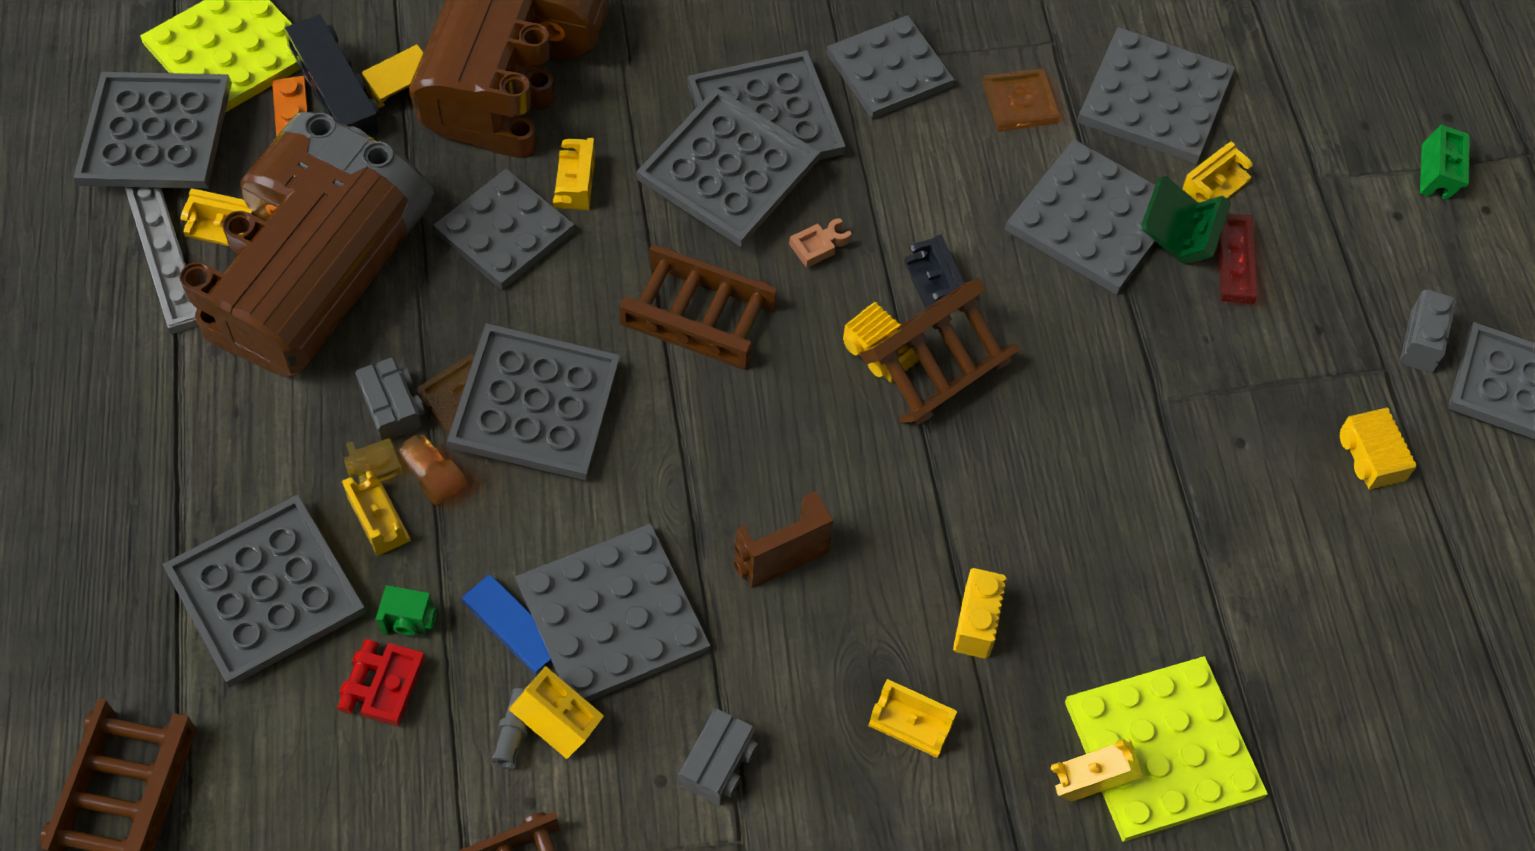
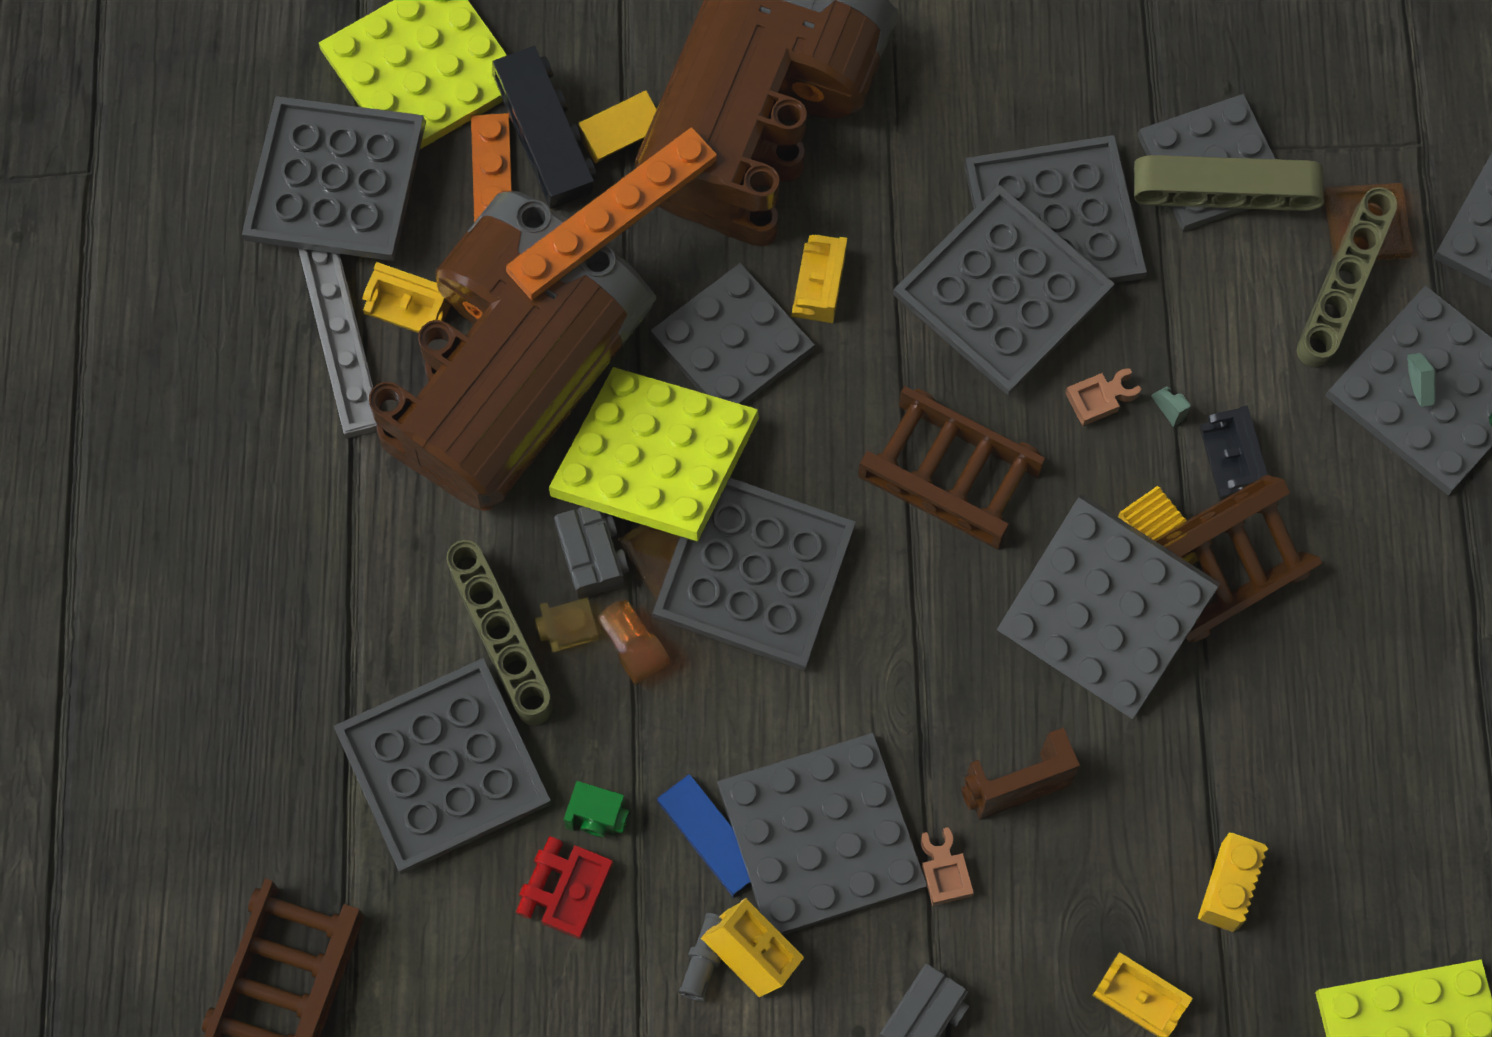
camera: 10 degrees right, 10 degrees up
(317, 486) = (494, 614): none -> olive beam
(376, 513) = (568, 688): yellow hinge -> none
(385, 117) = (611, 213): none -> orange plate
(440, 315) = (654, 453): none -> neon yellow plate
(725, 633) = (945, 874): none -> nougat plate
(843, 396) = (1108, 606): none -> dark grey plate
(879, 244) = (1173, 406): none -> sand green tile
(903, 73) = (1228, 182): none -> olive beam
(1005, 147) = (1359, 264): none -> olive beam
(1082, 203) = (1422, 379): none -> sand green tile

